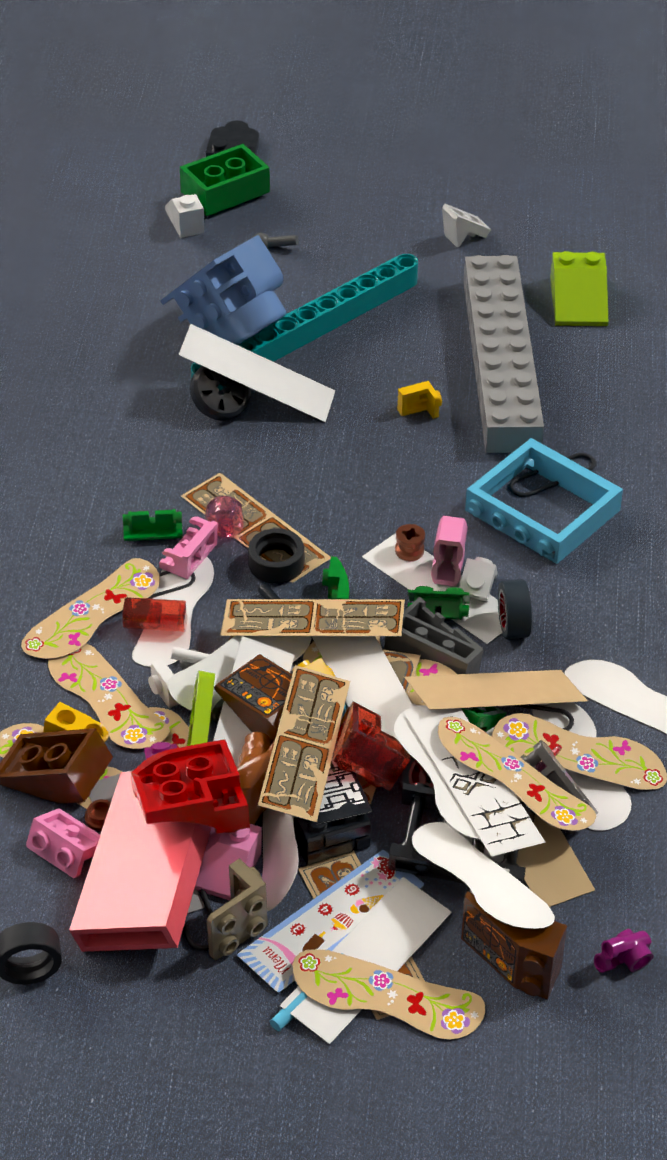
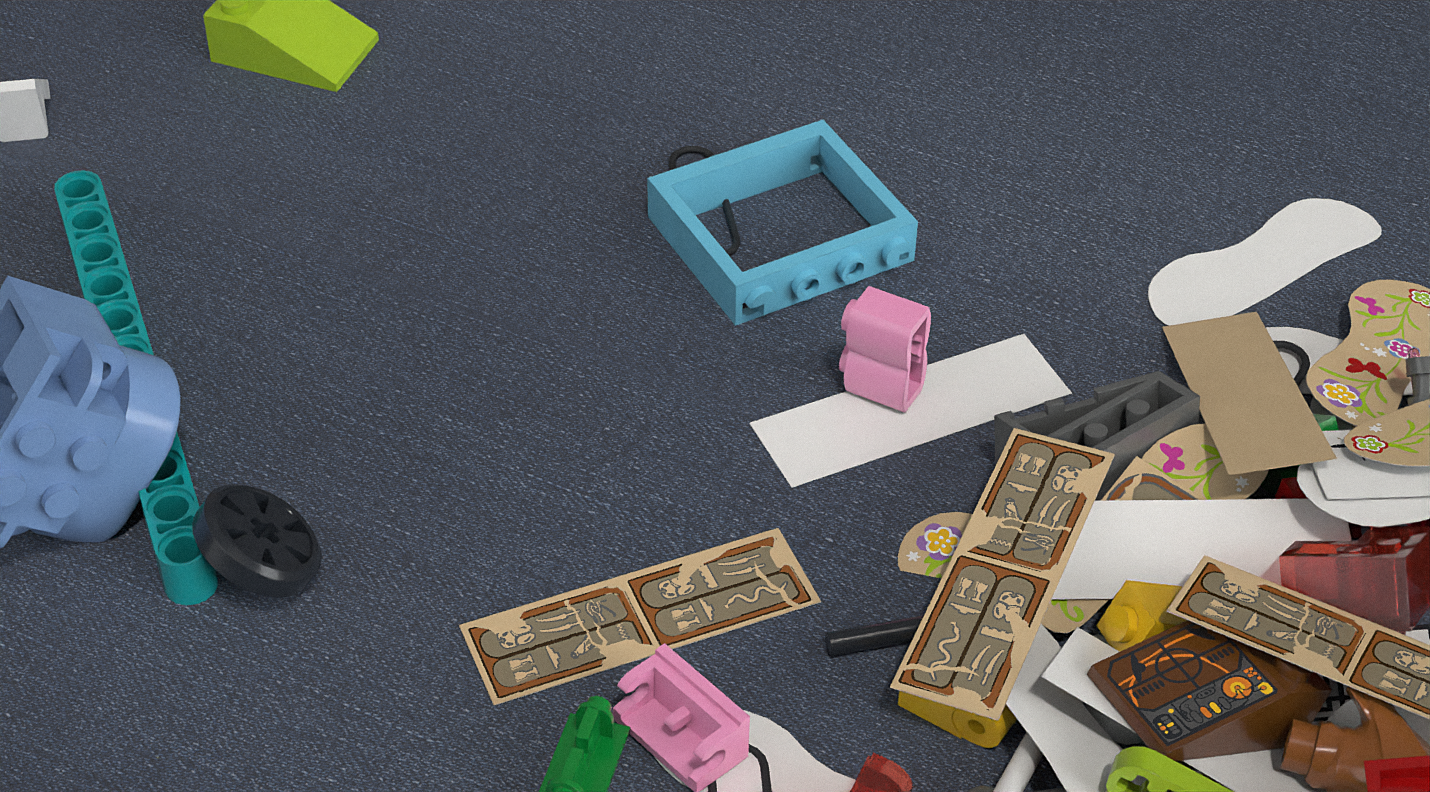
camera: 70 degrees left, 0 degrees up
(228, 514) = (619, 637): clear pink head -> none
(257, 372) = (253, 469): white sticker -> none
(276, 571) = (759, 629): black tyre -> none
(336, 580) = (878, 523): green slope -> none
(410, 542) = (807, 405): copper wheel -> none
(419, 398) = (447, 276): yellow bracket -> none
(449, 601) = (962, 425): green hinge -> none
(478, 578) = (948, 351): white bracket -> none
(502, 353) = (391, 155): light grey brick -> none
(514, 609) = (1048, 318): black wheel -> none

